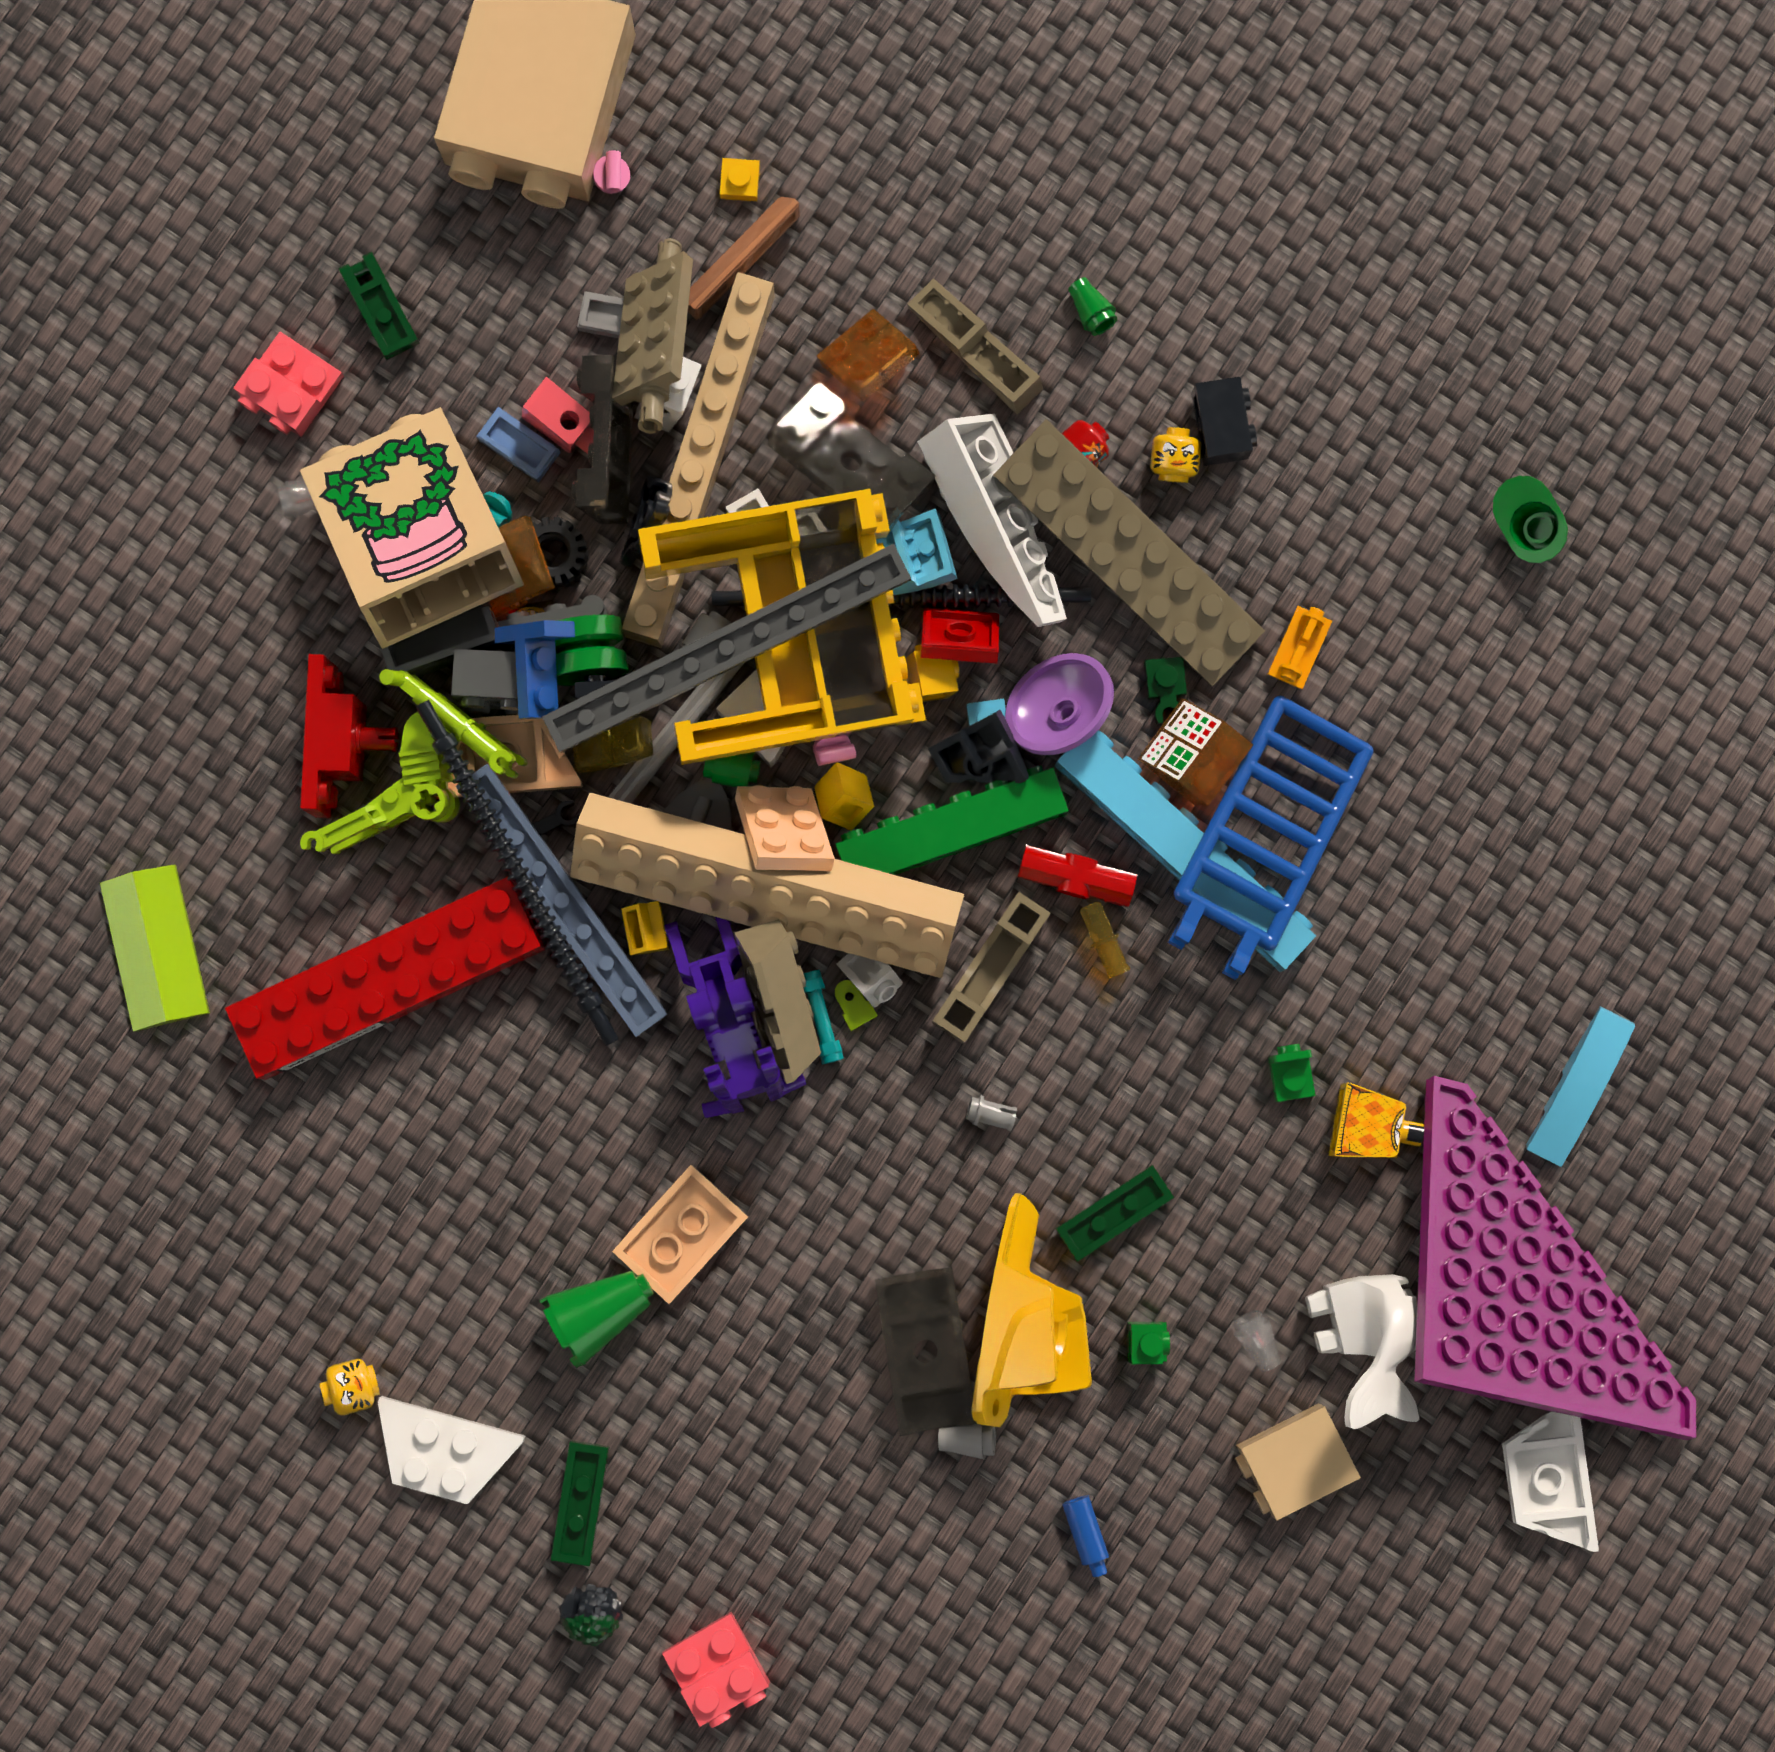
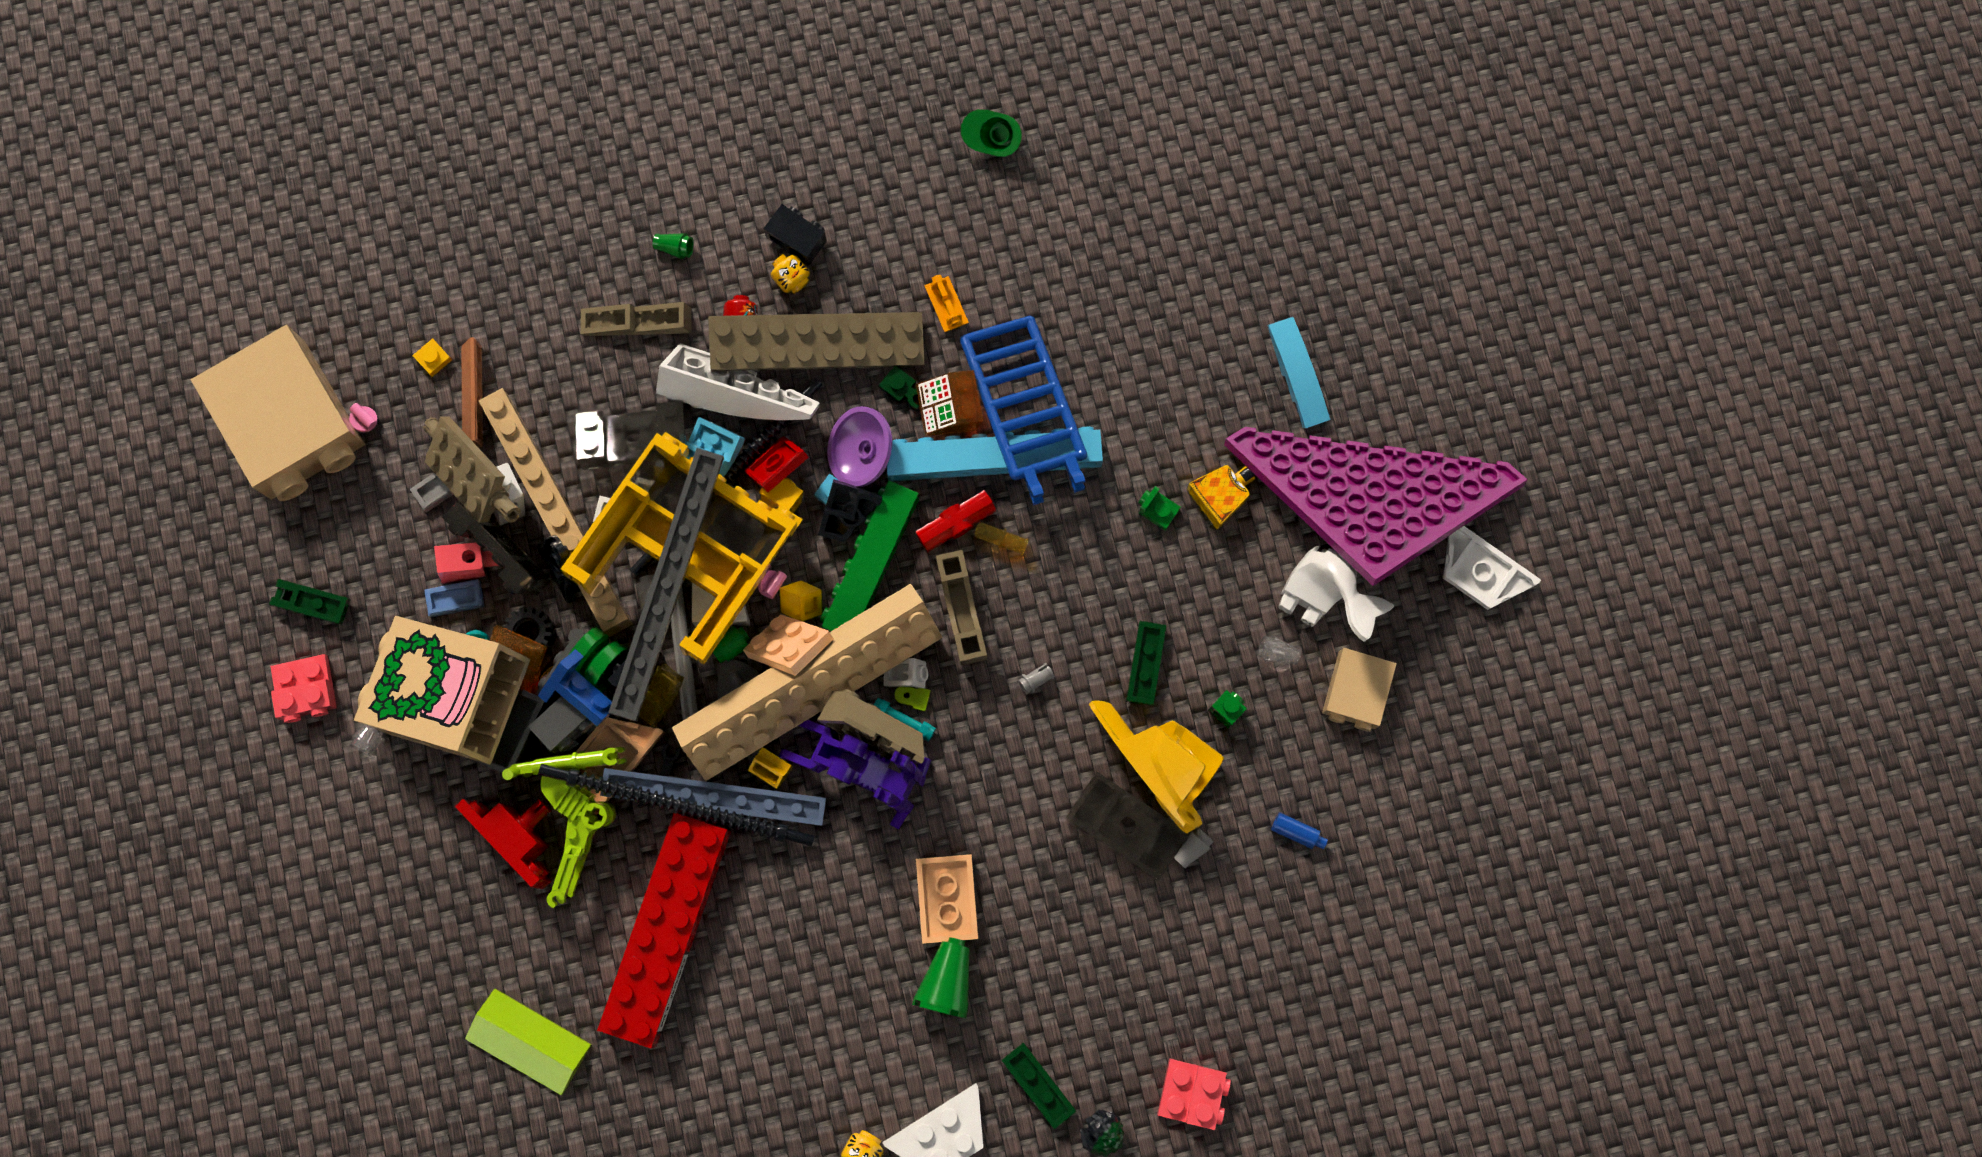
camera: 45 degrees left, 5 degrees down
(868, 355) = (587, 376): clear orange plate -> none

